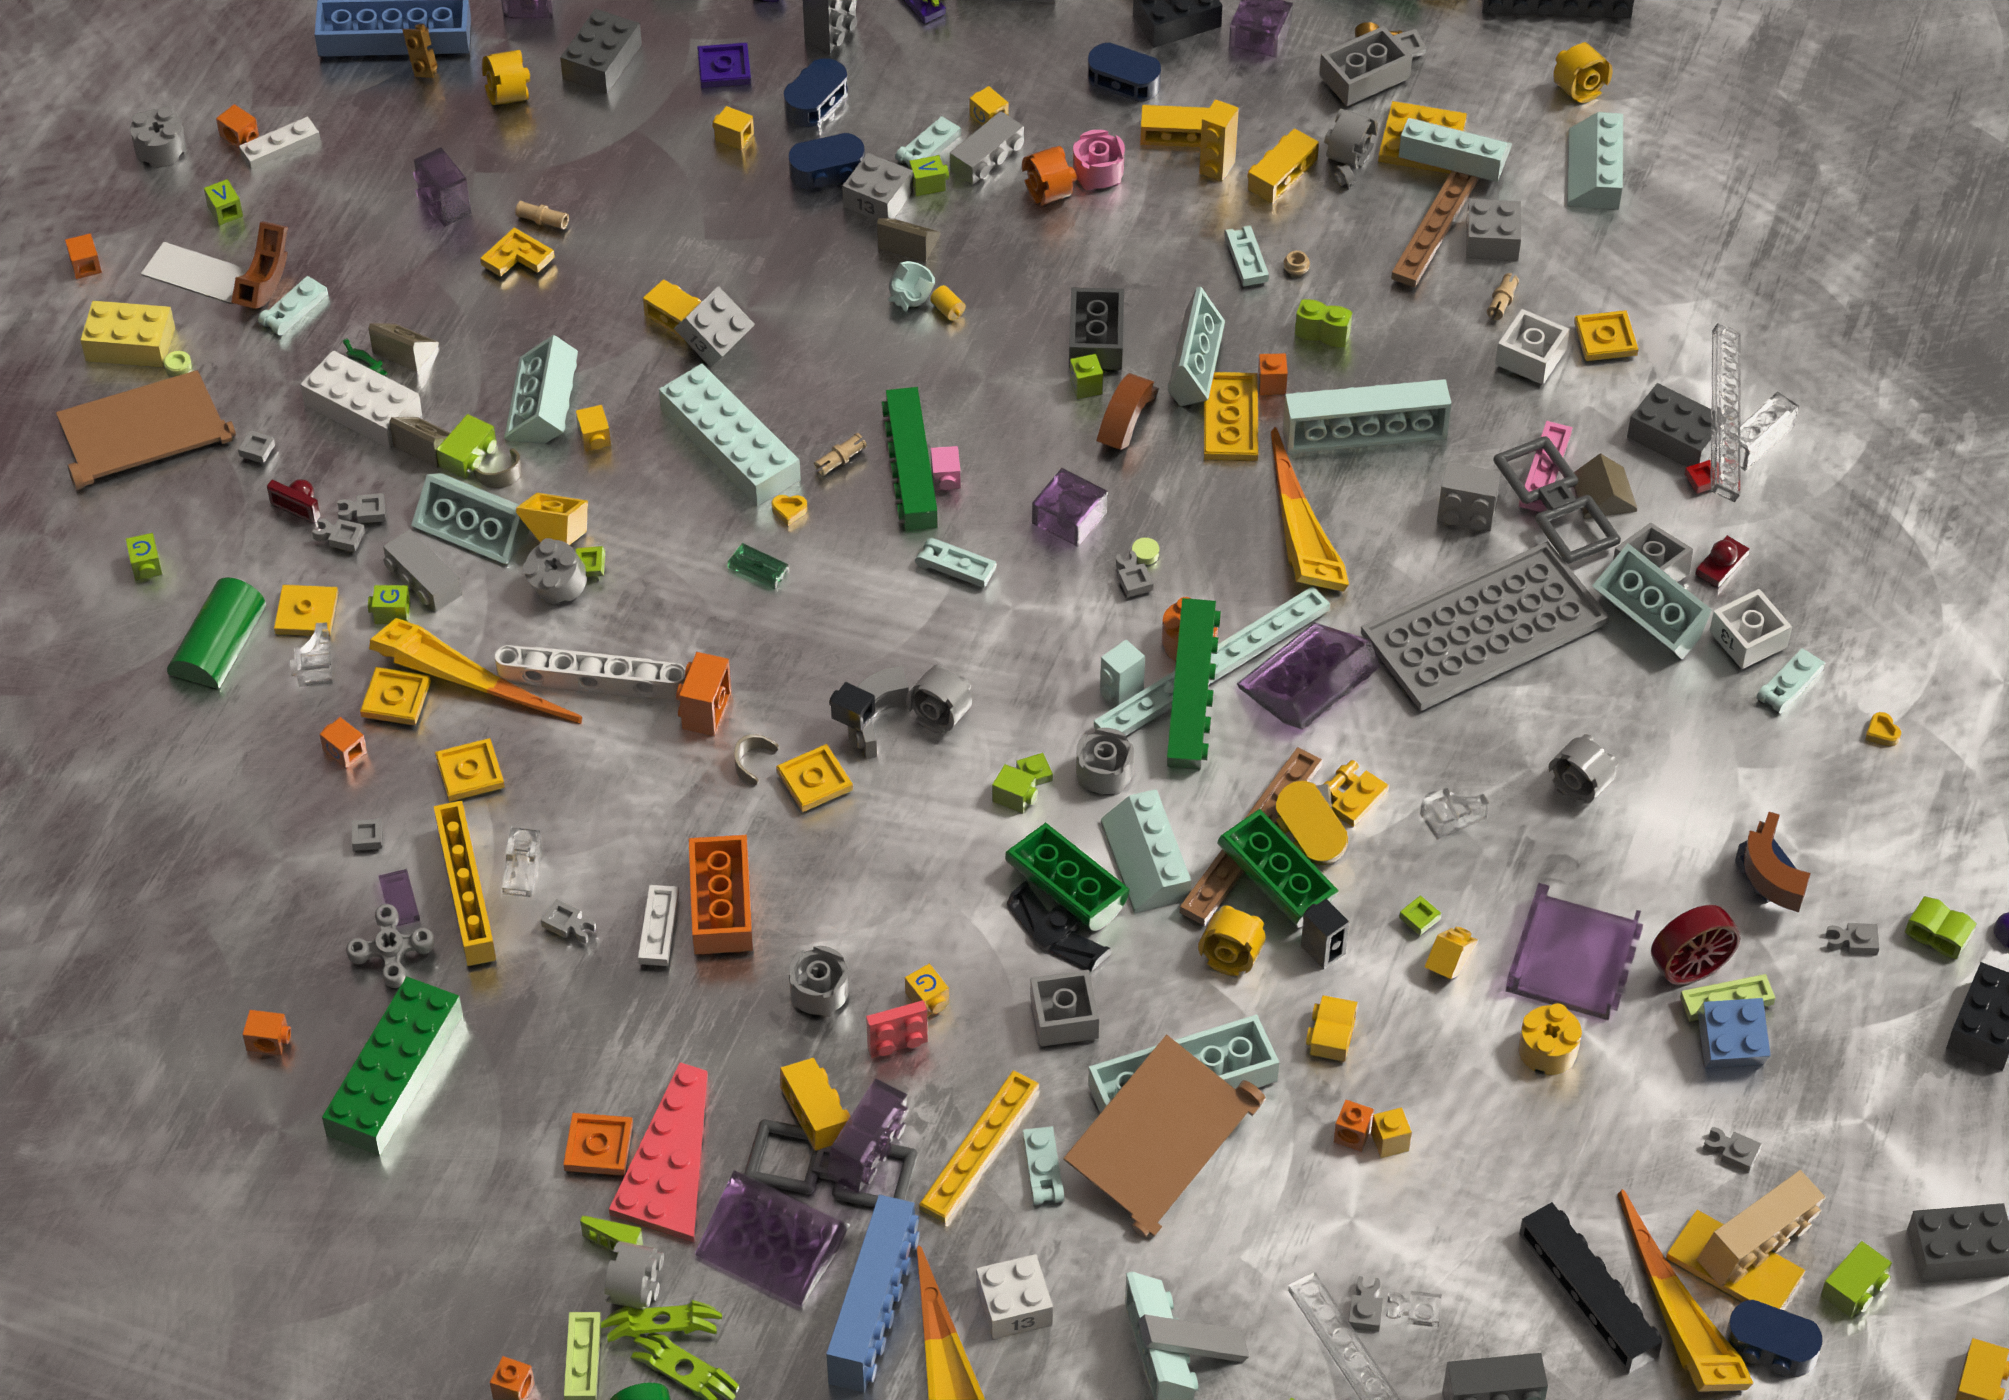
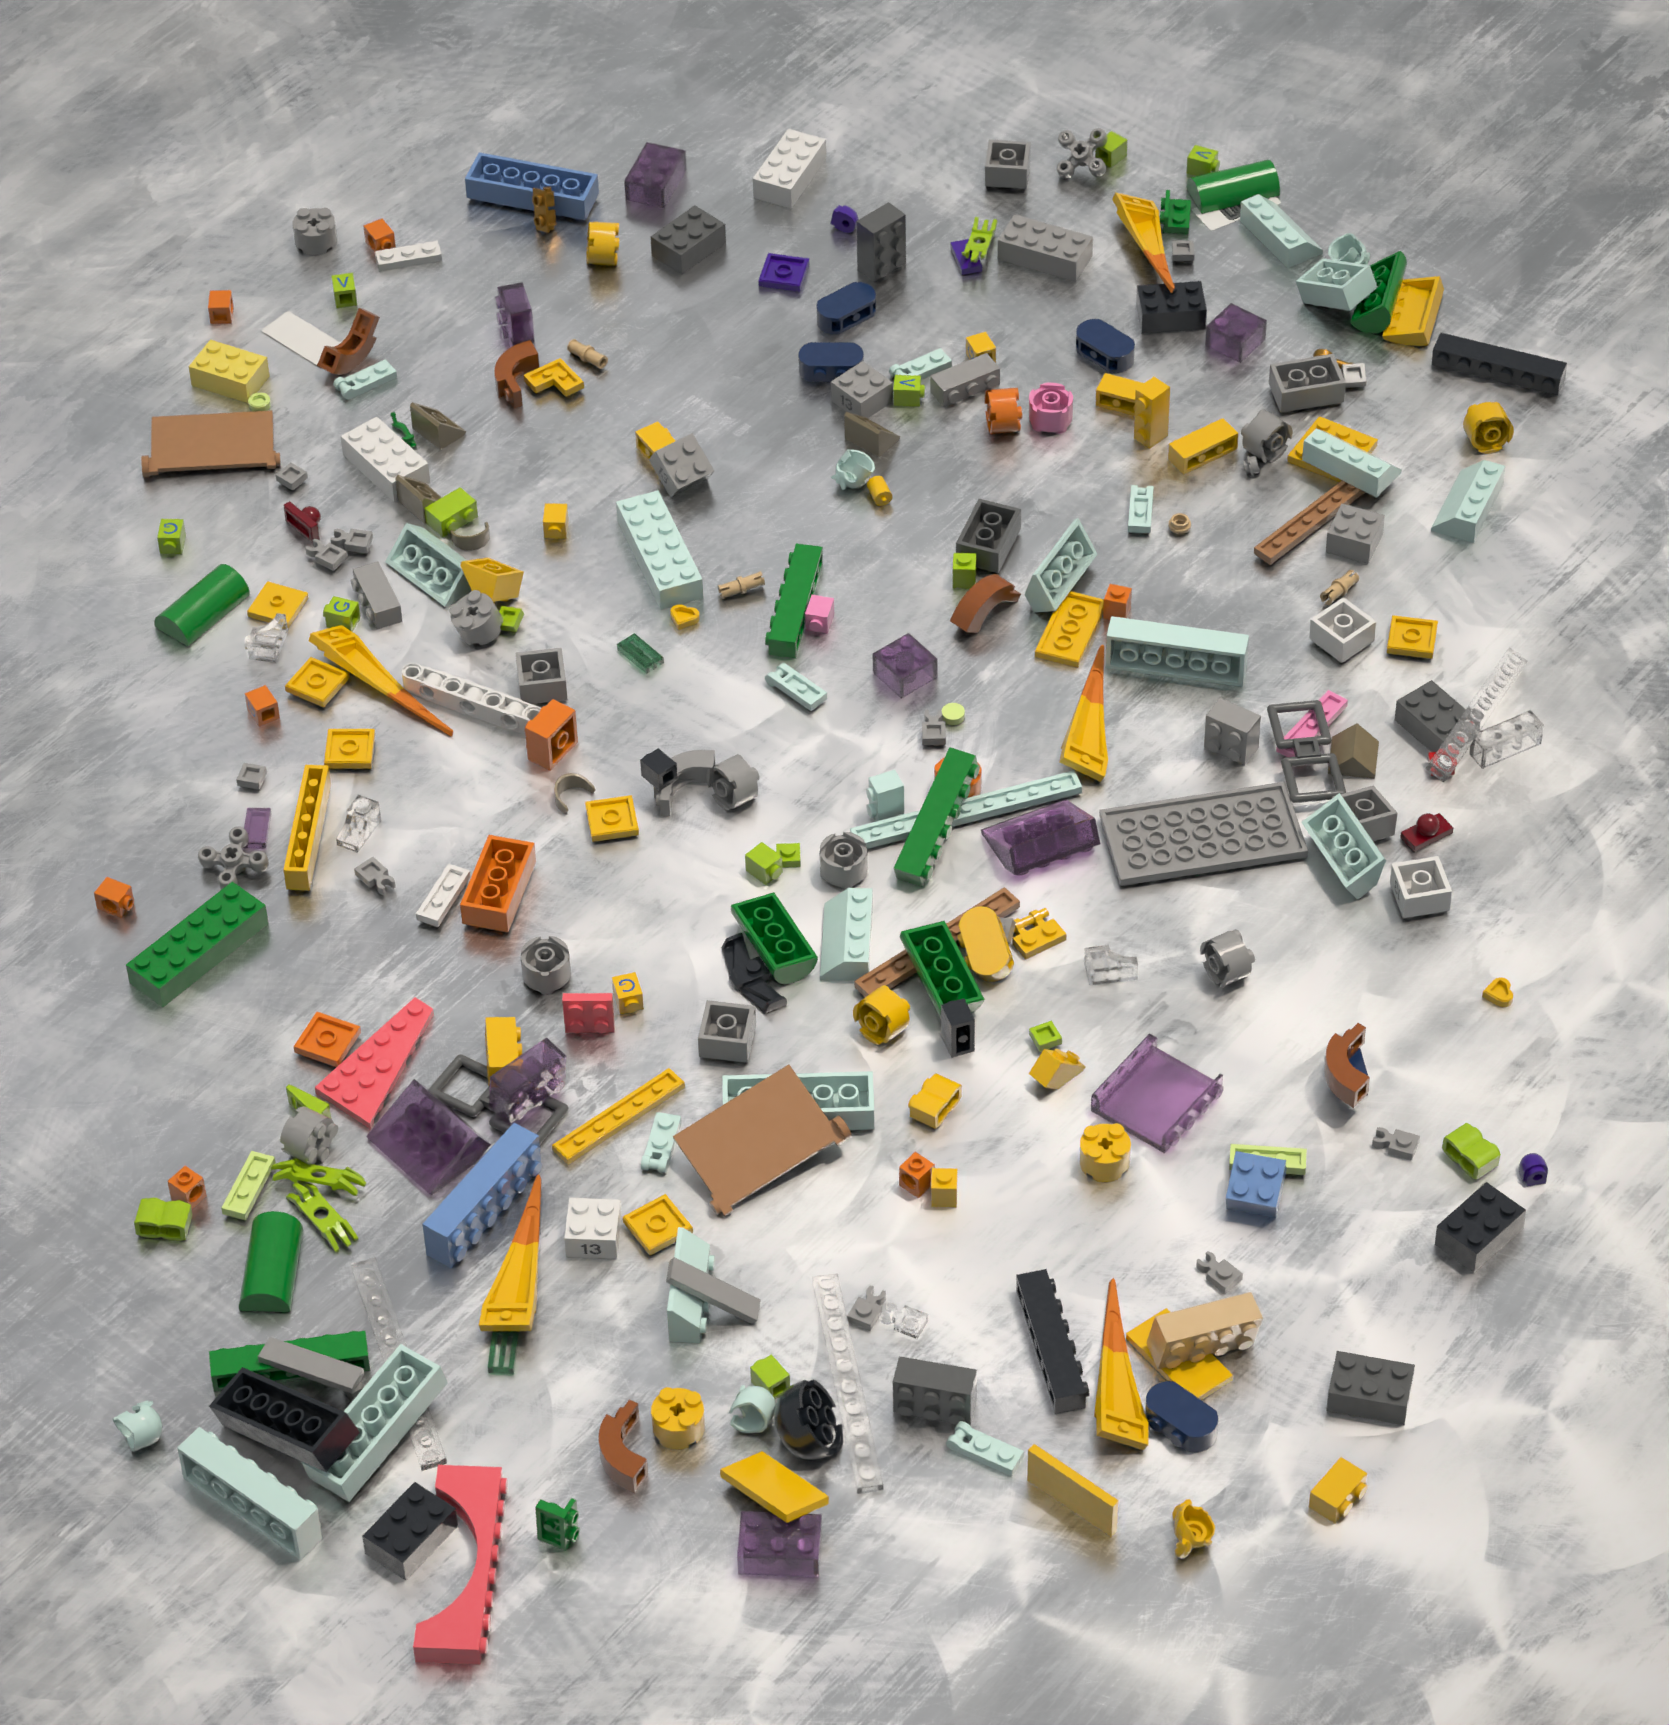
camera: 20 degrees right, 5 degrees down
(461, 247) = (510, 366): none -> dark orange arch
(541, 392) = (528, 485): light aqua slope -> none
(661, 623) = (541, 675): none -> light grey brick
(733, 127) = (768, 320): yellow brick -> none
(1084, 1270) = (656, 1224): none -> yellow plate
(1323, 323) = (1178, 574): lime brick -> none
(1695, 944) = (1252, 1109): dark red piece -> none
(1791, 680) = (1439, 936): light aqua plate -> none
(1857, 1279) = (1270, 1392): lime brick -> none

